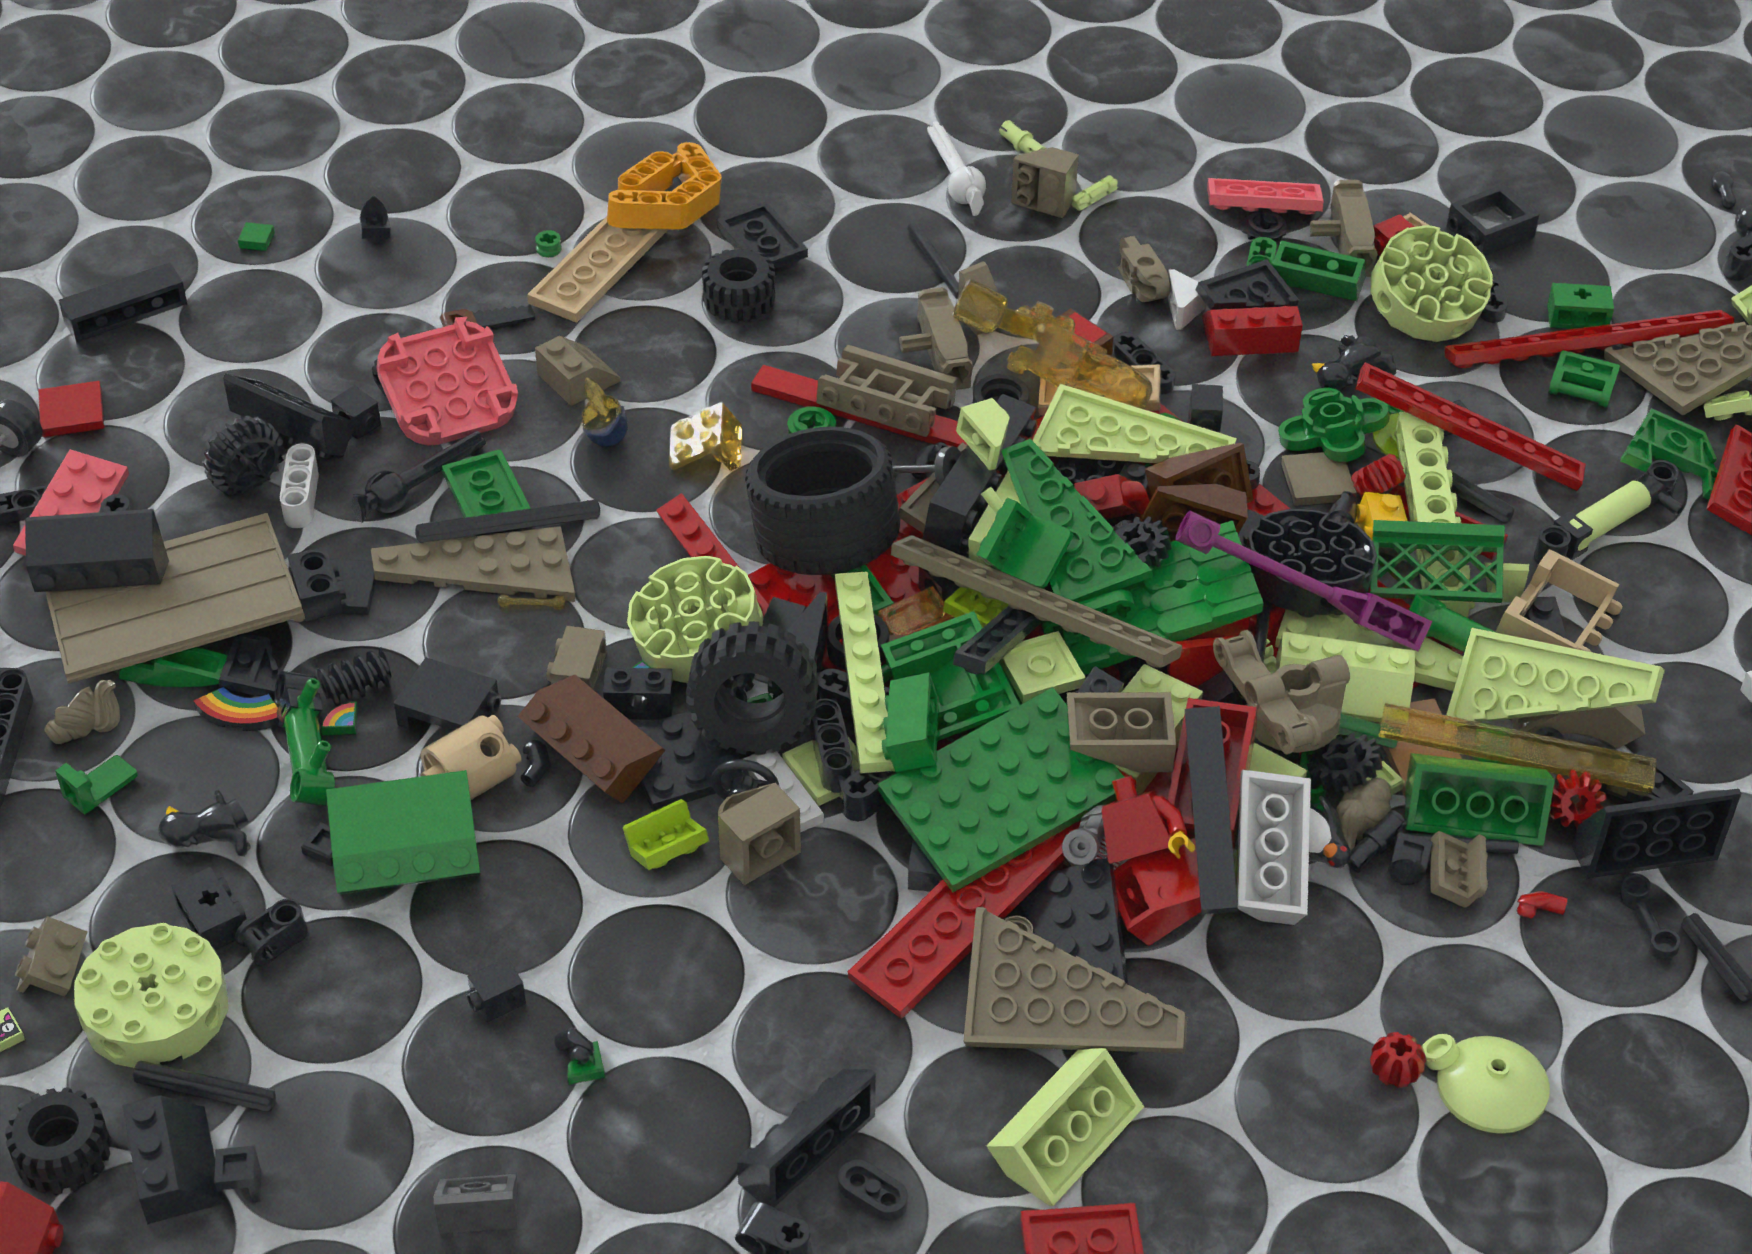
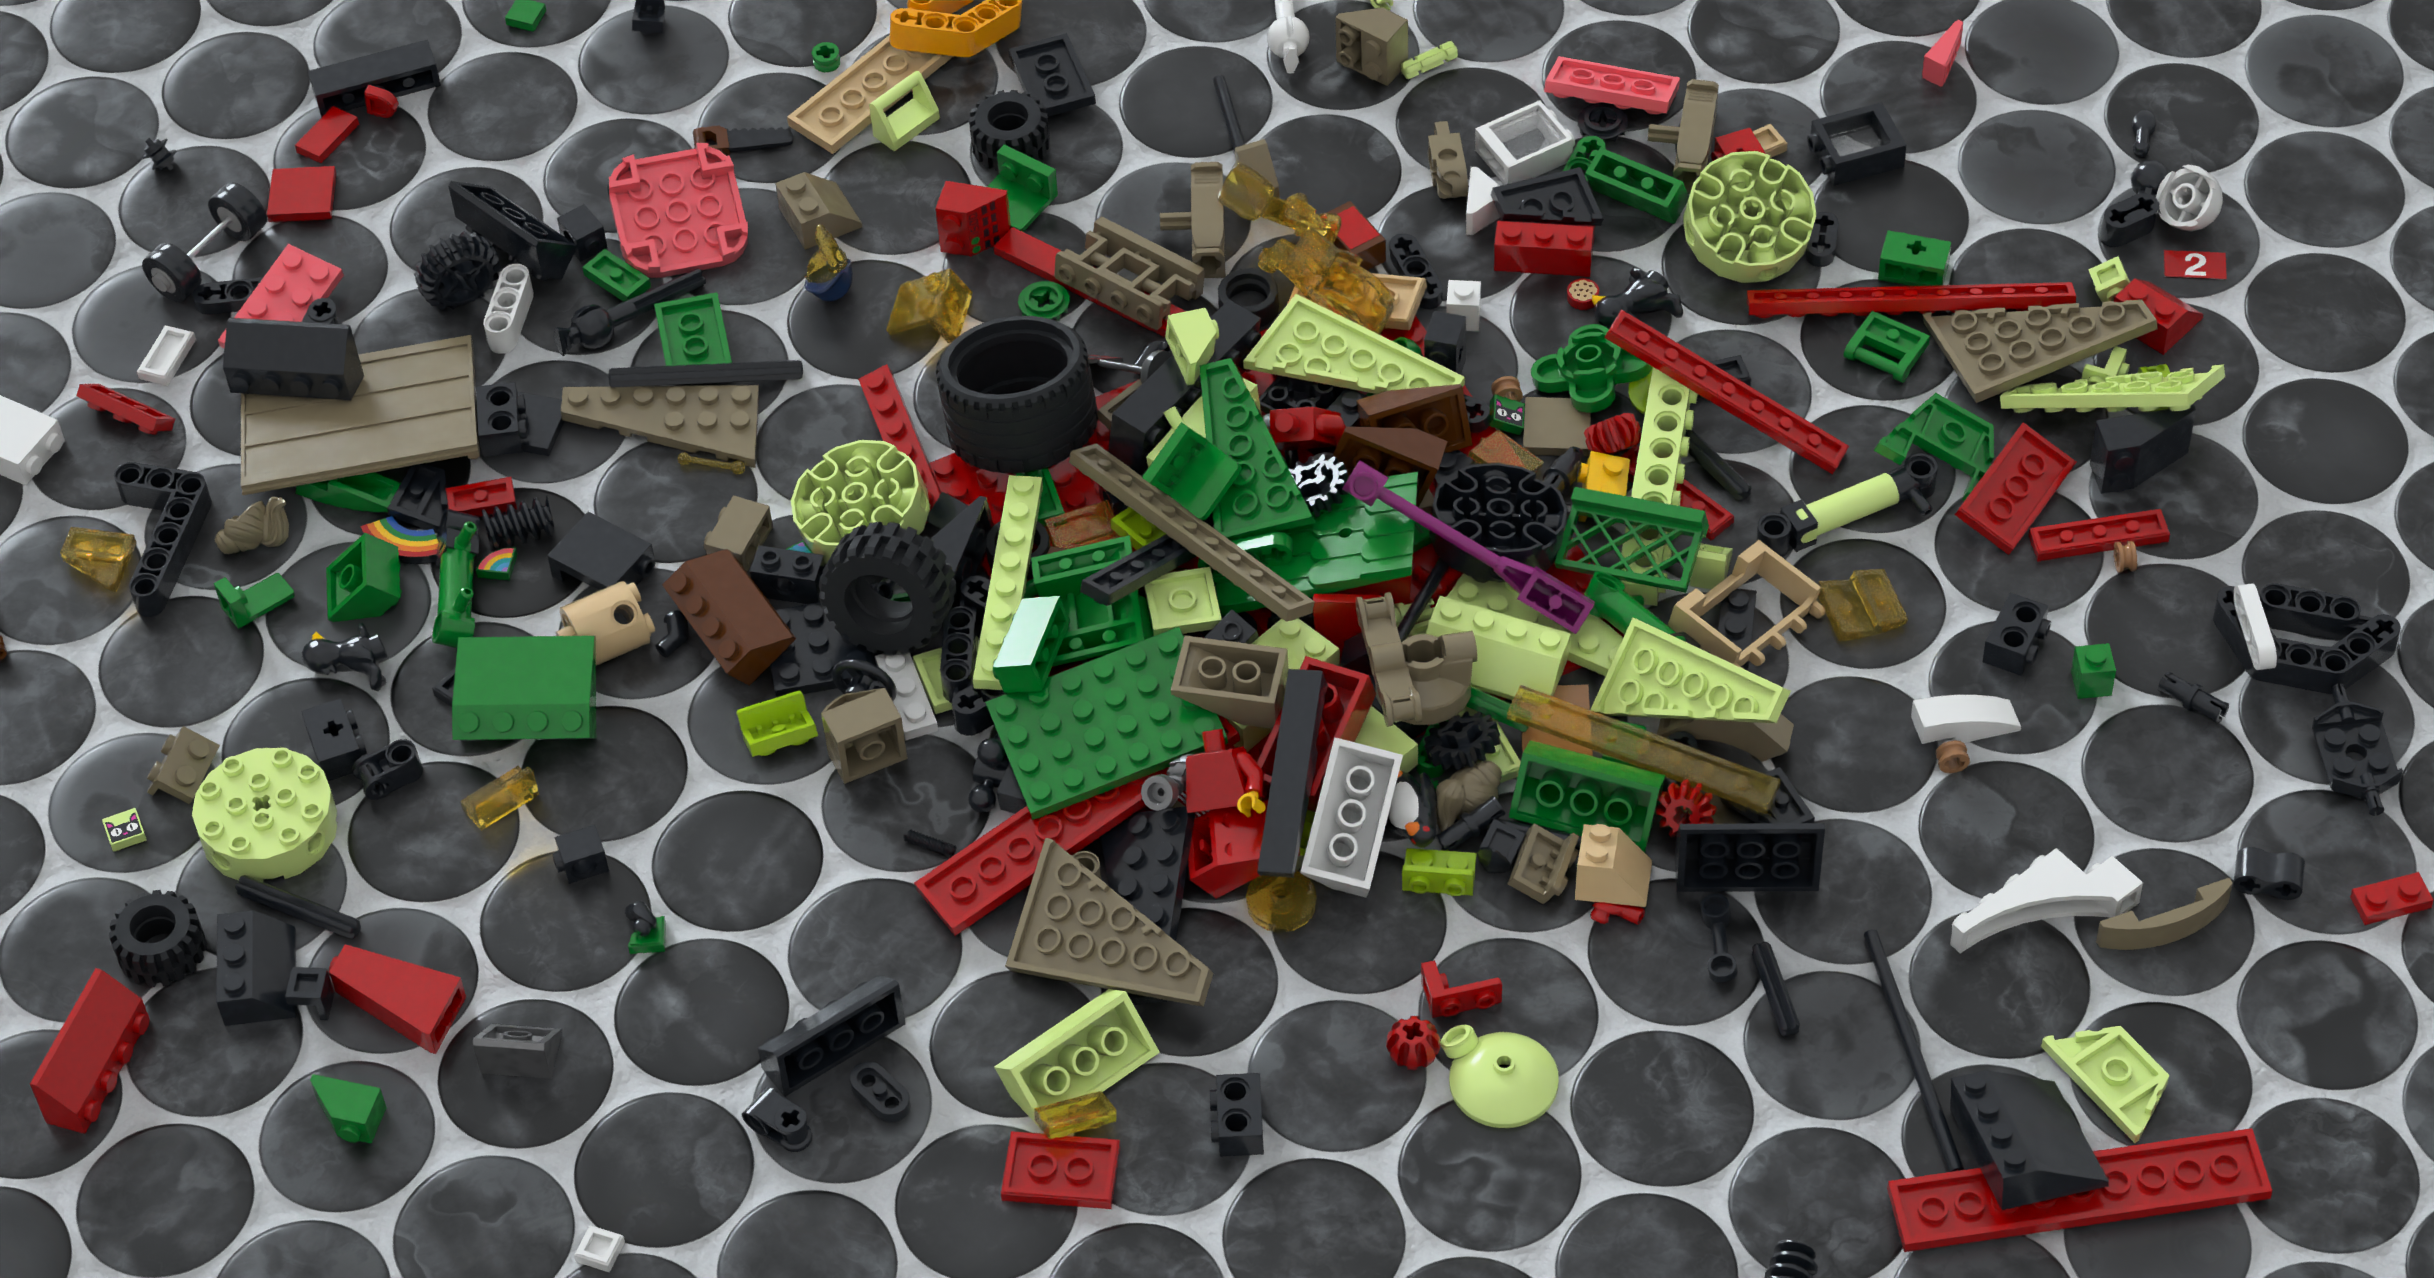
camera: 15 degrees right, 5 degrees up
(85, 355) = (327, 134): none -> red tile
(133, 321) = (380, 102): none -> red tile
(207, 751) = (363, 580): none -> green slope
(311, 656) = (482, 495): none -> red plate
(334, 1161) = (399, 994): none -> red slope
(396, 944) = (500, 797): none -> clear yellow panel
(397, 446) = (616, 276): none -> green plate
(639, 287) = (908, 119): none -> yellowish green tile
(728, 358) = (971, 218): none -> red slope
(761, 332) = (1028, 184): none -> green bracket
(849, 930) = (930, 843): none -> black piece
(893, 853) = (989, 772): none -> black piece
(1083, 1183) = (1075, 1115): none -> clear yellow plate
(1198, 373) = (1465, 300): none -> white brick
(1205, 248) = (1524, 143): none -> white window
(1211, 950) = (1285, 912): none -> clear yellow plate
(1254, 1156) = (1239, 1114): none -> black brick
(1264, 452) = (1507, 387): none -> medium nougat bush
(1272, 472) = (1507, 414): none -> tile
(1276, 500) = (1504, 450): none -> clear yellow piece
(1299, 365) = (1580, 293): none -> tile
(1358, 890) = (1439, 871): none -> lime bracket
(1409, 1014) = (1451, 1001): none -> red bracket
(1523, 863) = (1611, 868): none -> tan slope
(1536, 146) = (1942, 55): none -> coral slope
(1654, 598) = (1862, 605): none -> clear yellow slope

